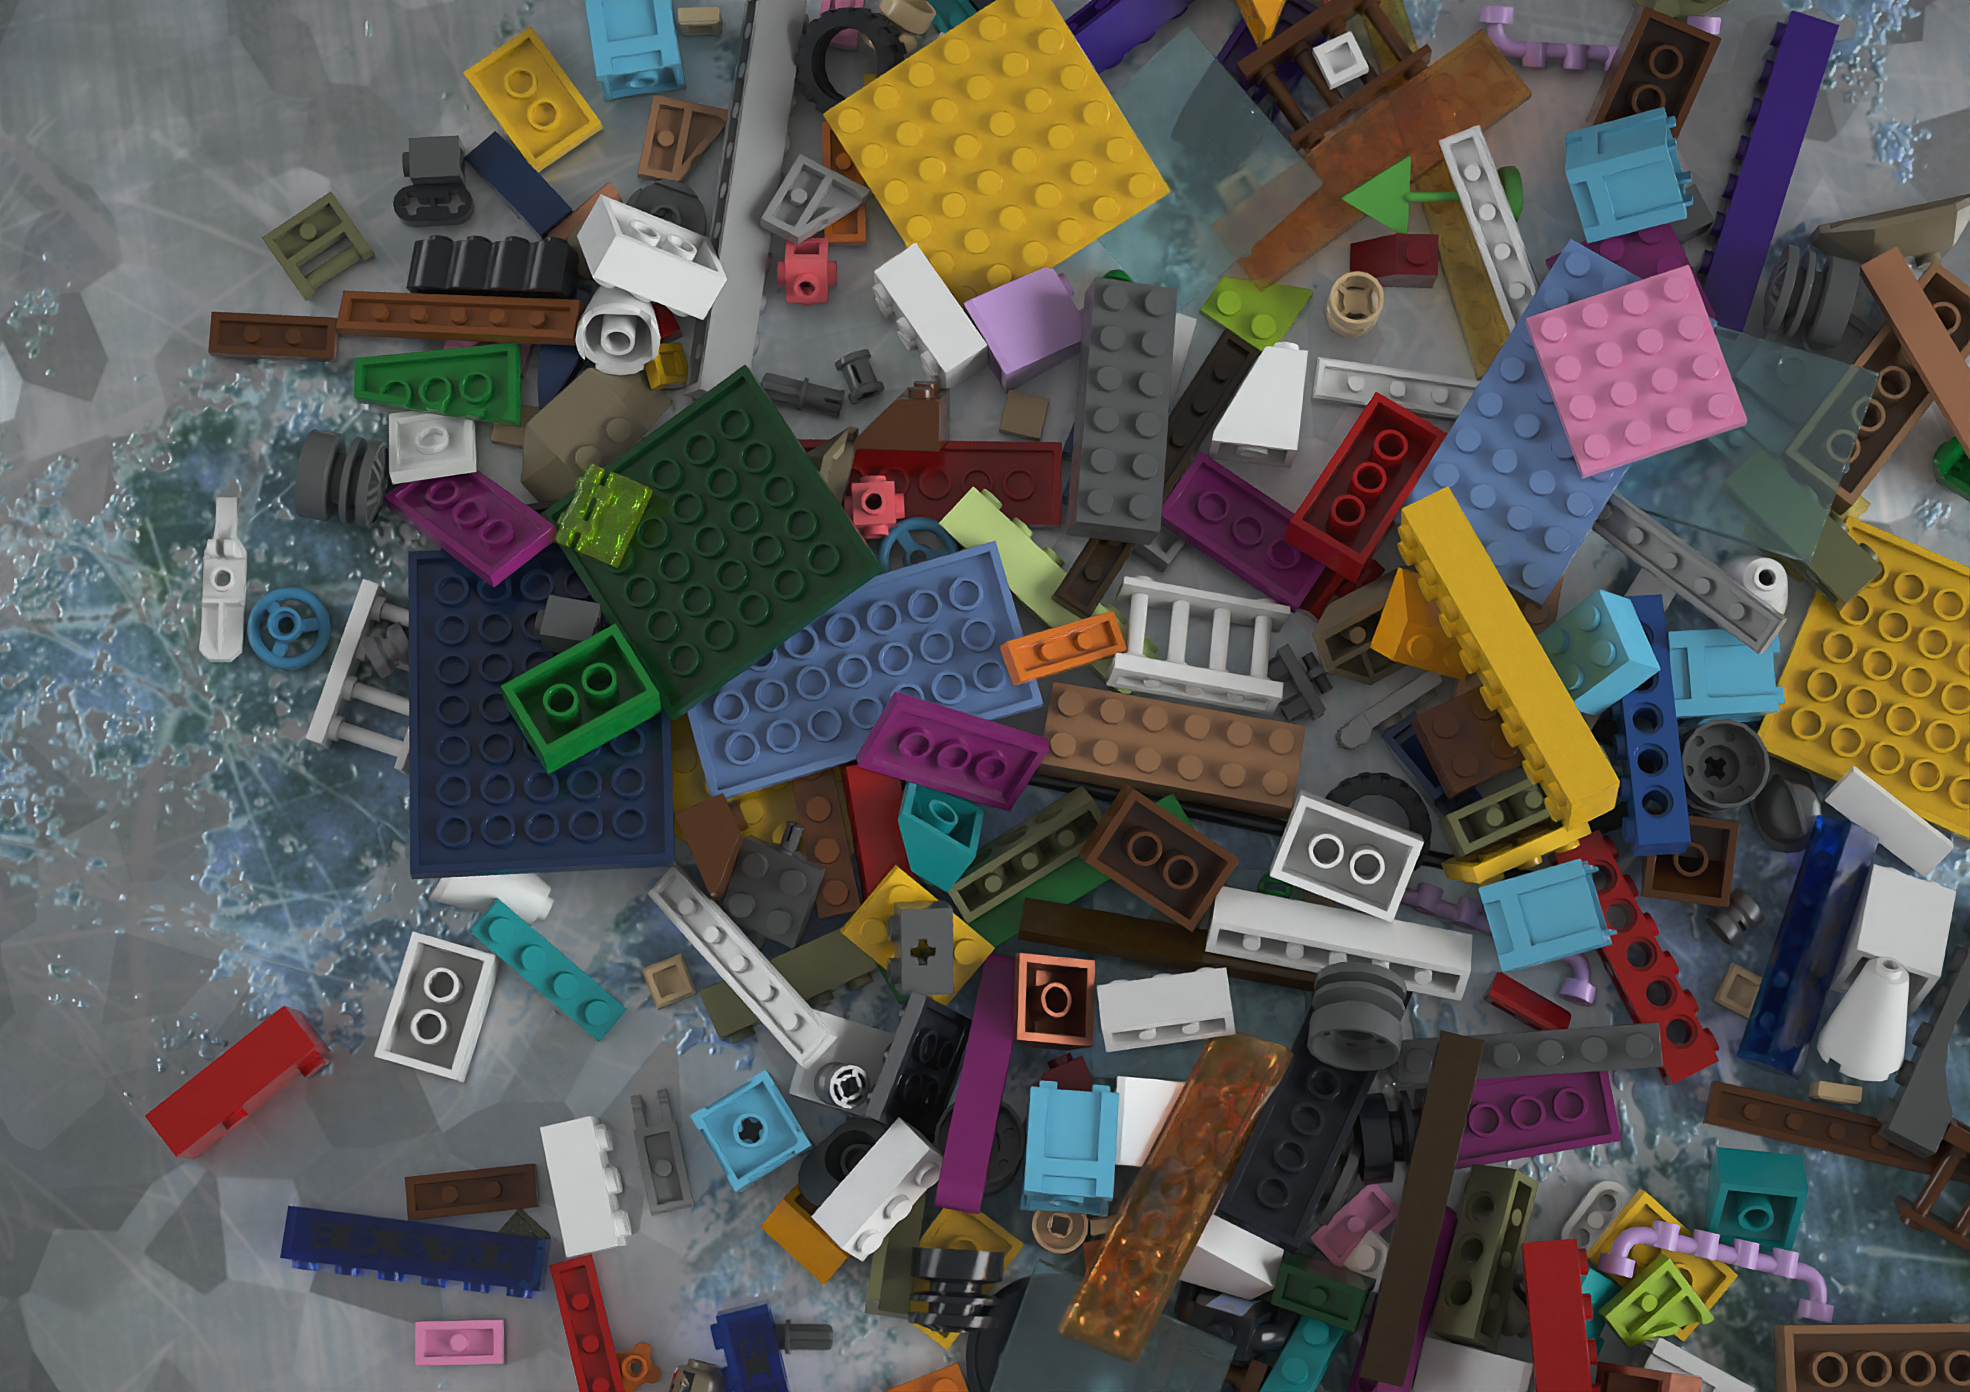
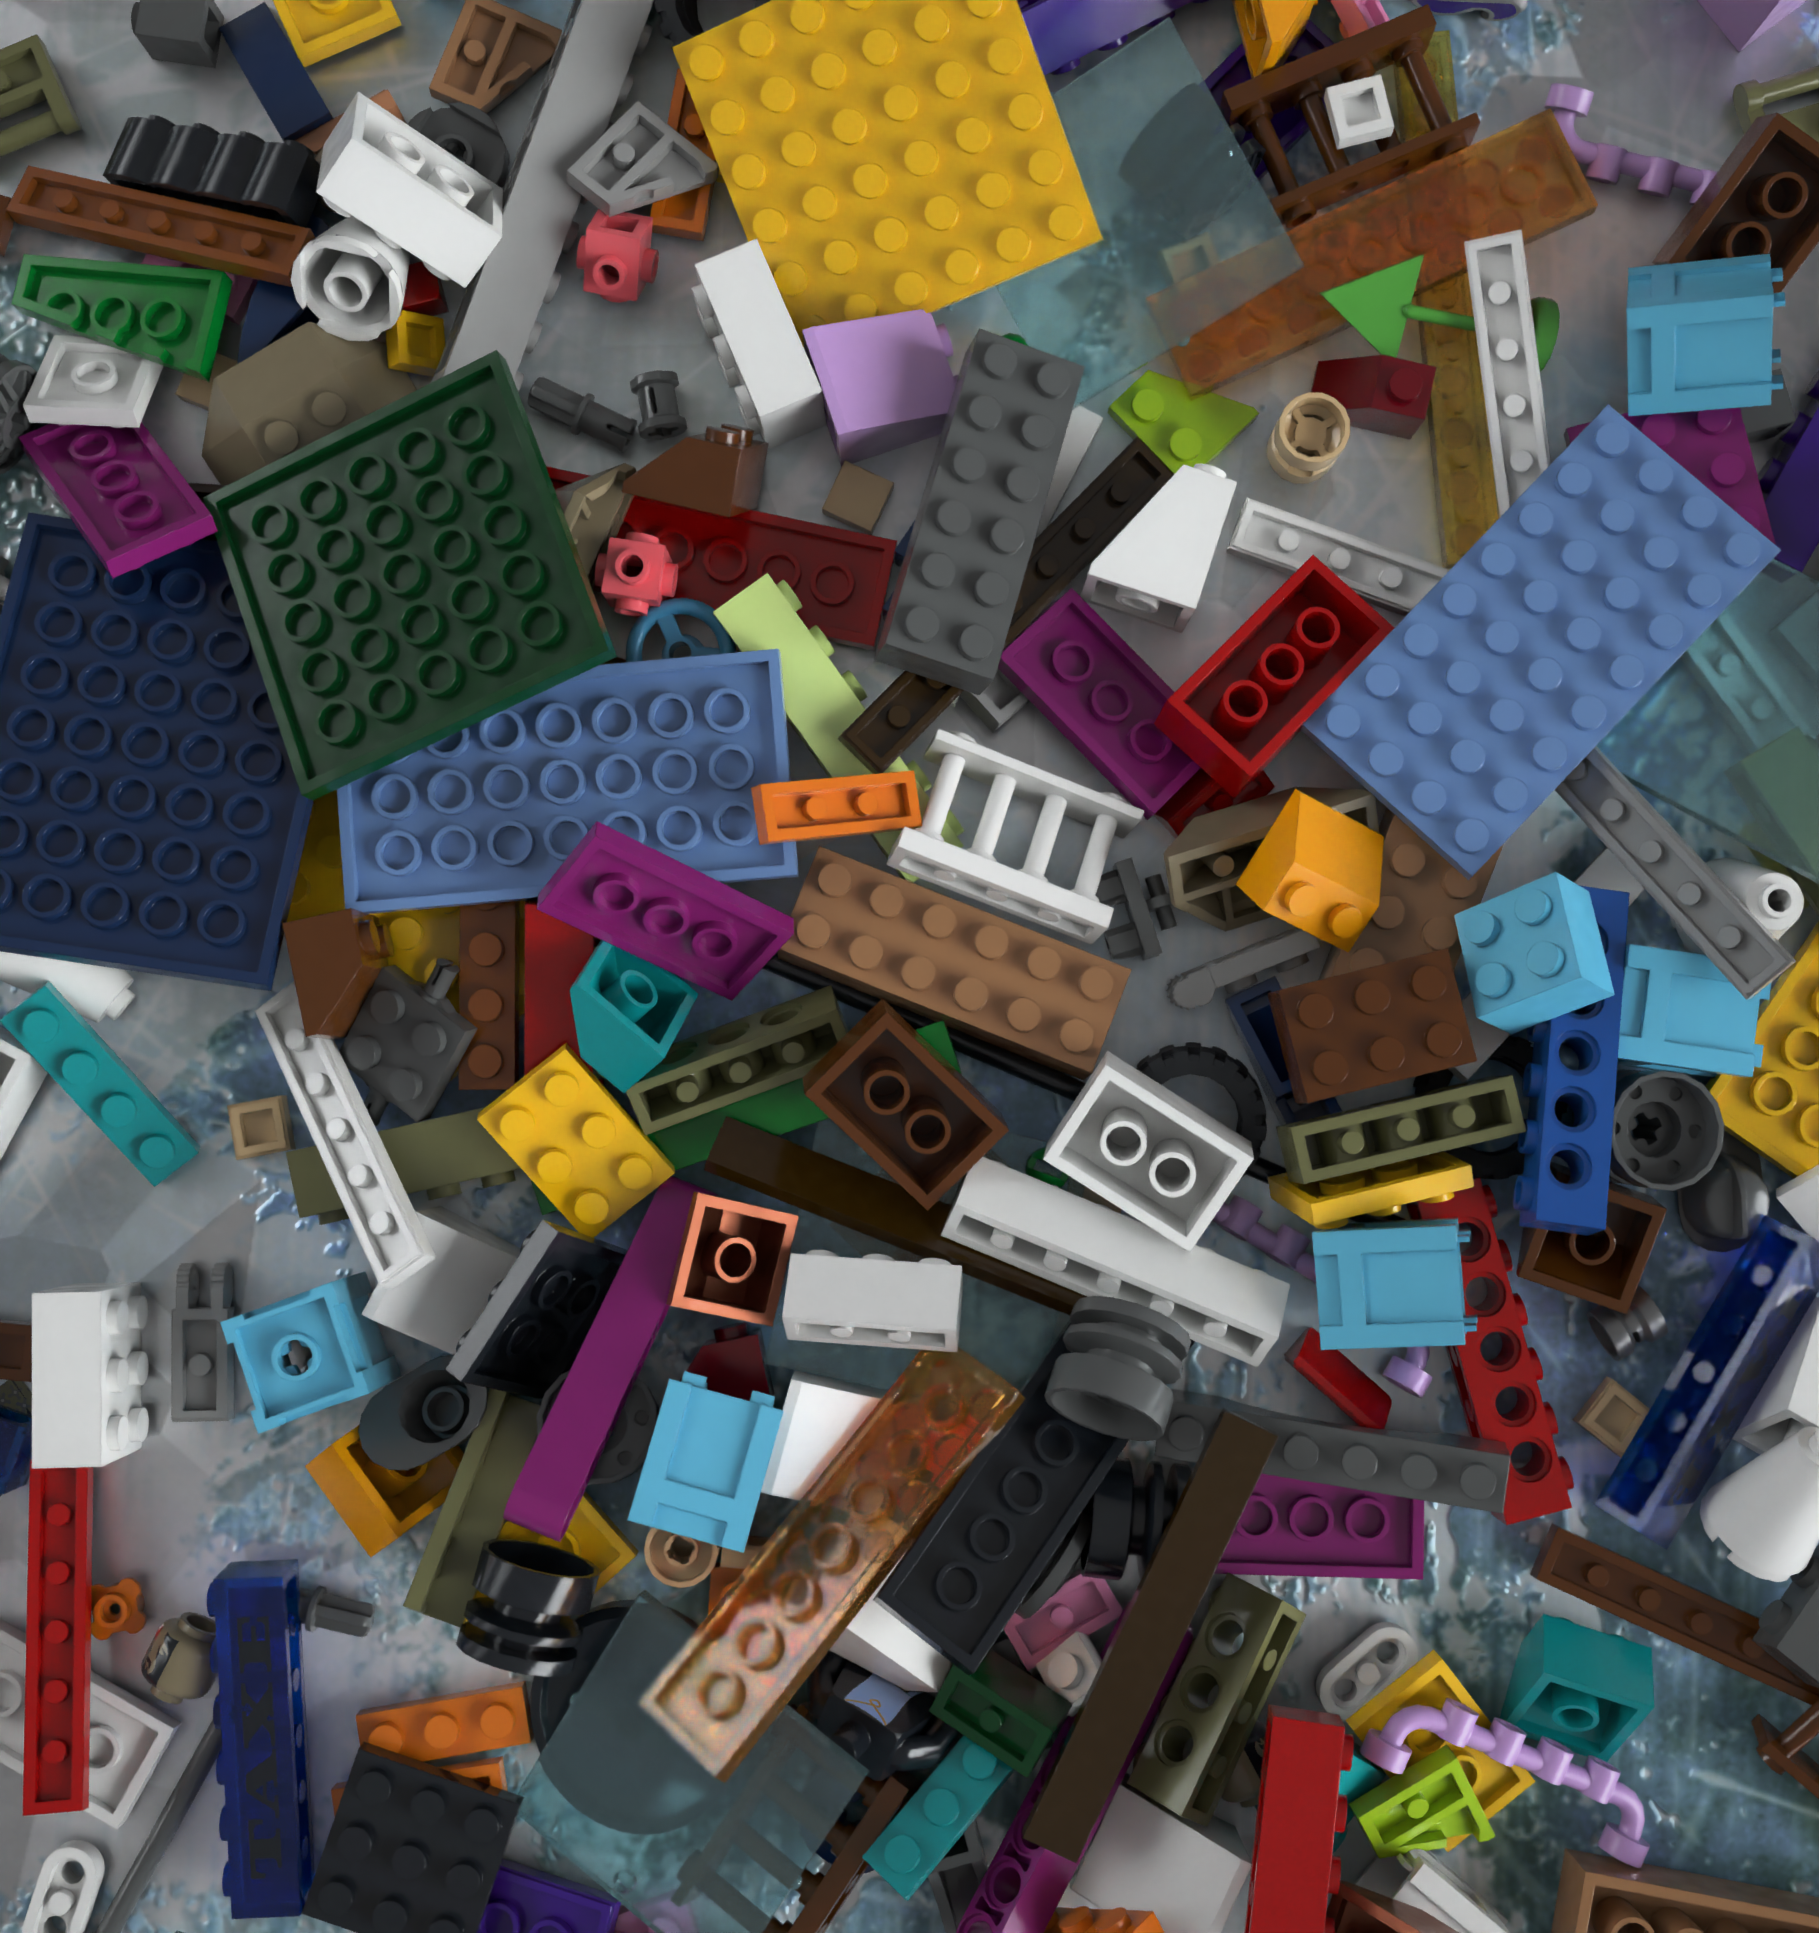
camera: 10 degrees right, 5 degrees up
(433, 195) = (169, 72): black beam -> none
(567, 623) = (203, 650): dark grey brick -> none
(581, 698) = (186, 747): green brick -> none
(612, 519) = (283, 519): clear neon green plate -> none
(832, 1083) = (422, 1310): flat silver wheel -> none
(880, 1190) = (450, 1467): white brick -> none
(934, 968) = (576, 1193): dark grey brick -> none
(1507, 660) = (1419, 946): yellow brick -> none
(1635, 371) = (1662, 593): bright pink plate -> none
(1835, 1093) = (1709, 1574): tan tile -> none

